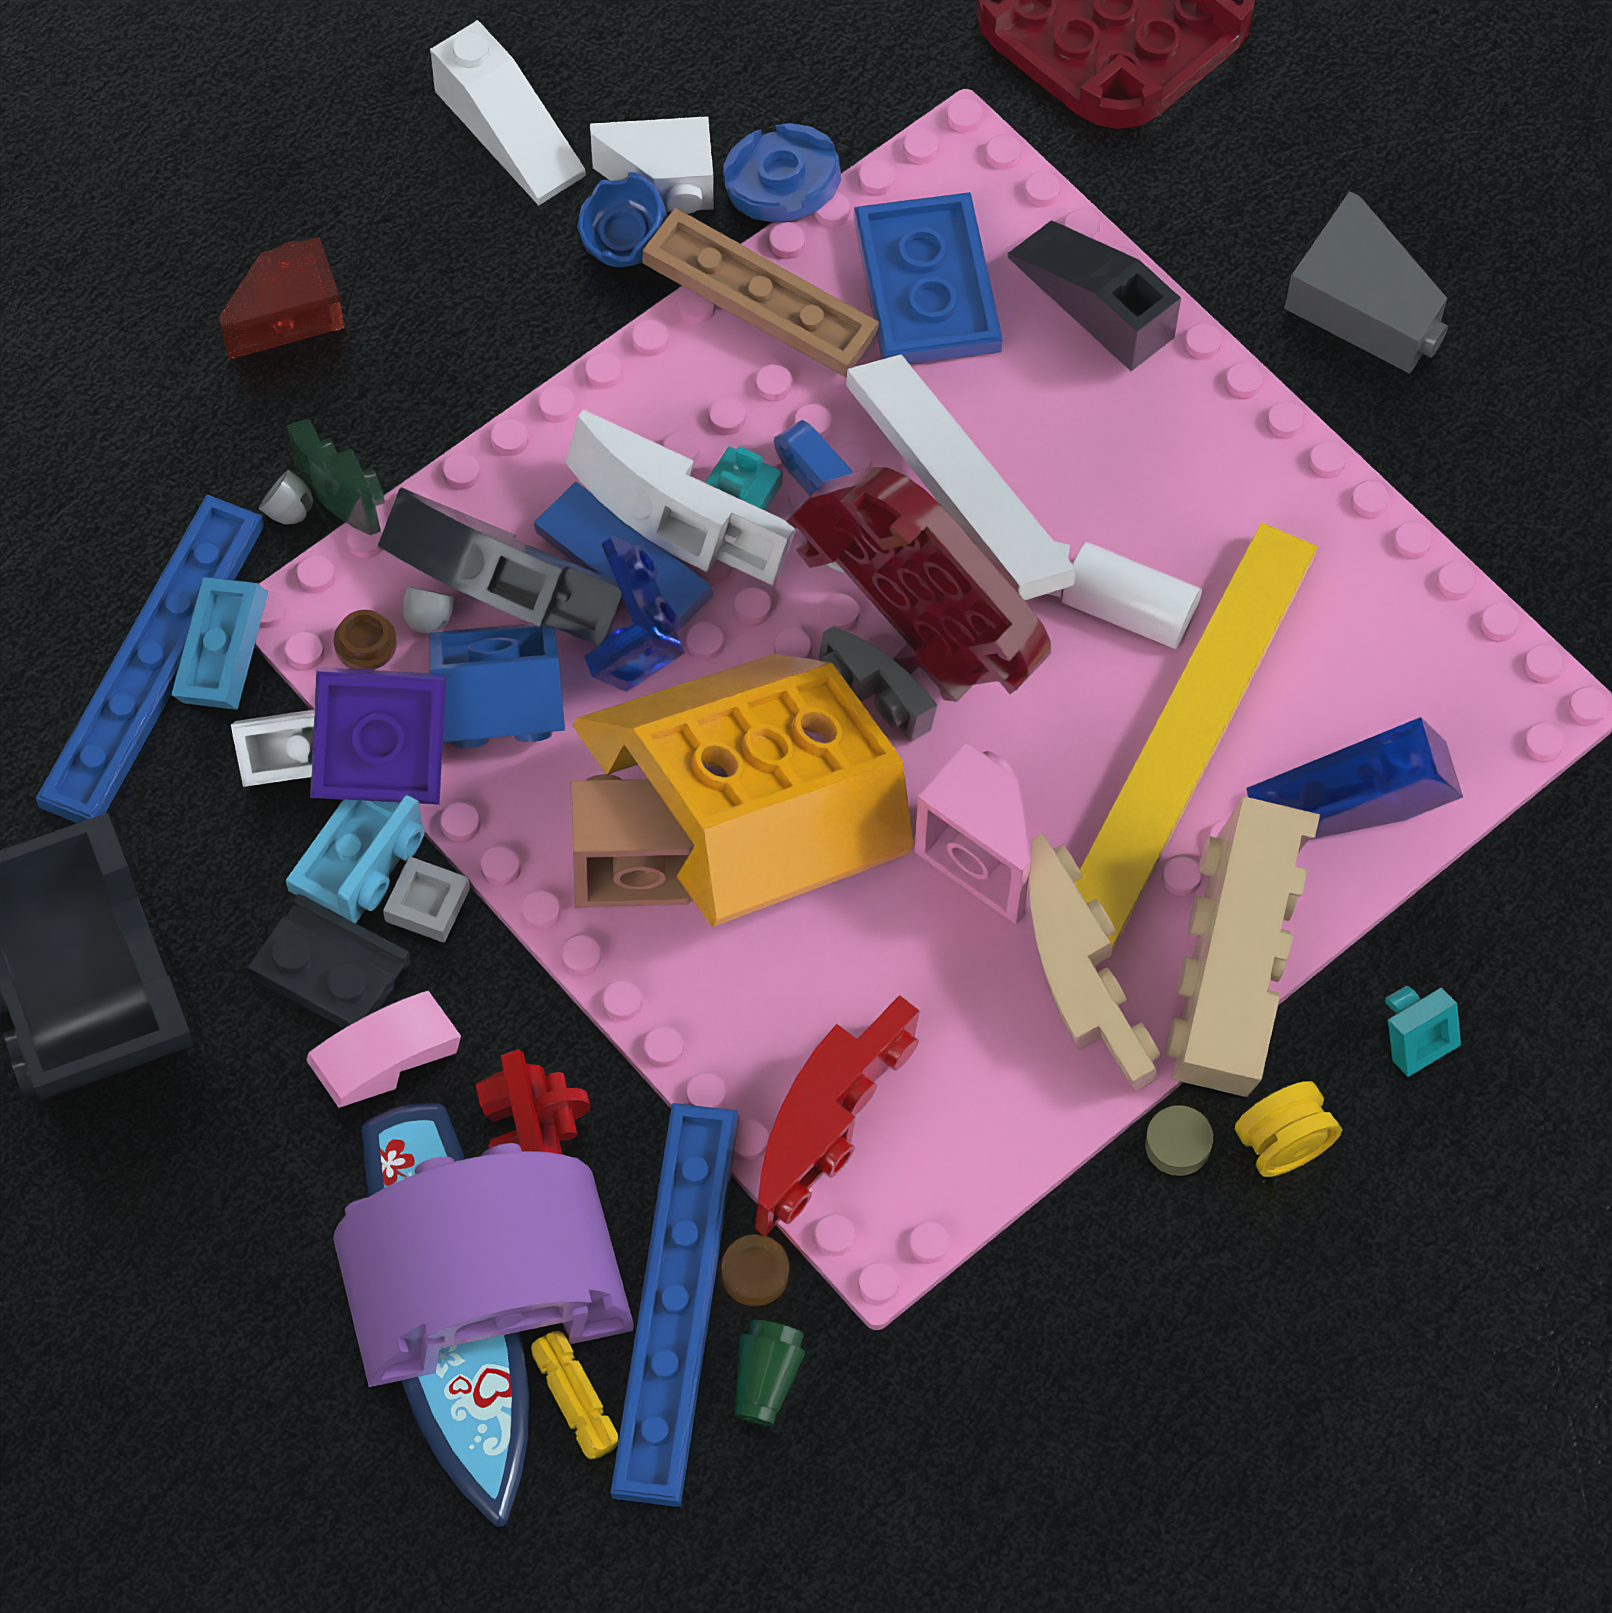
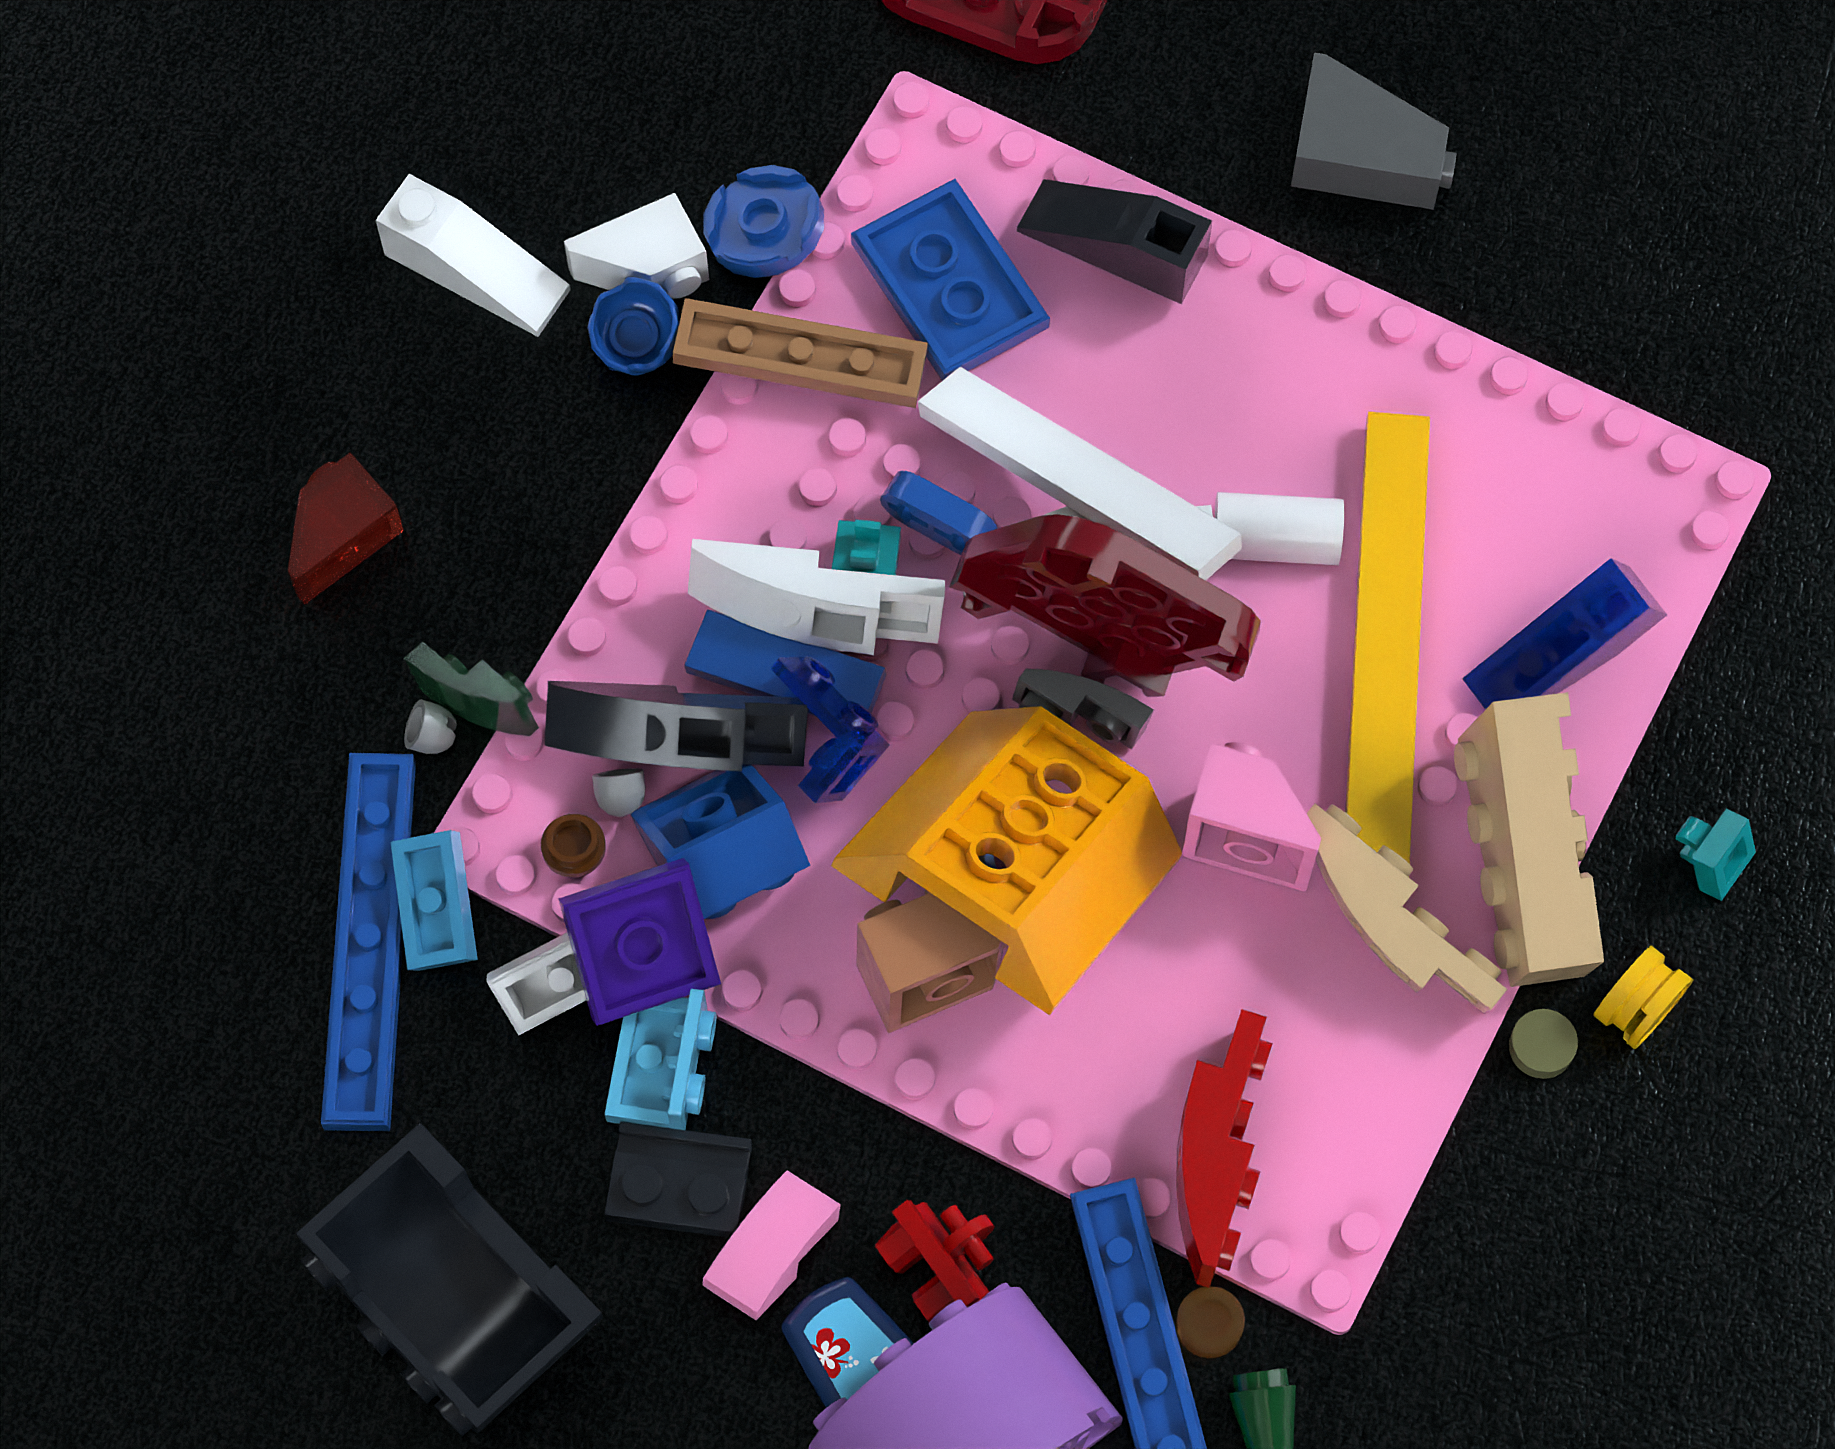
camera: 20 degrees left, 5 degrees up
(426, 899) = (745, 1080): light grey plate -> none

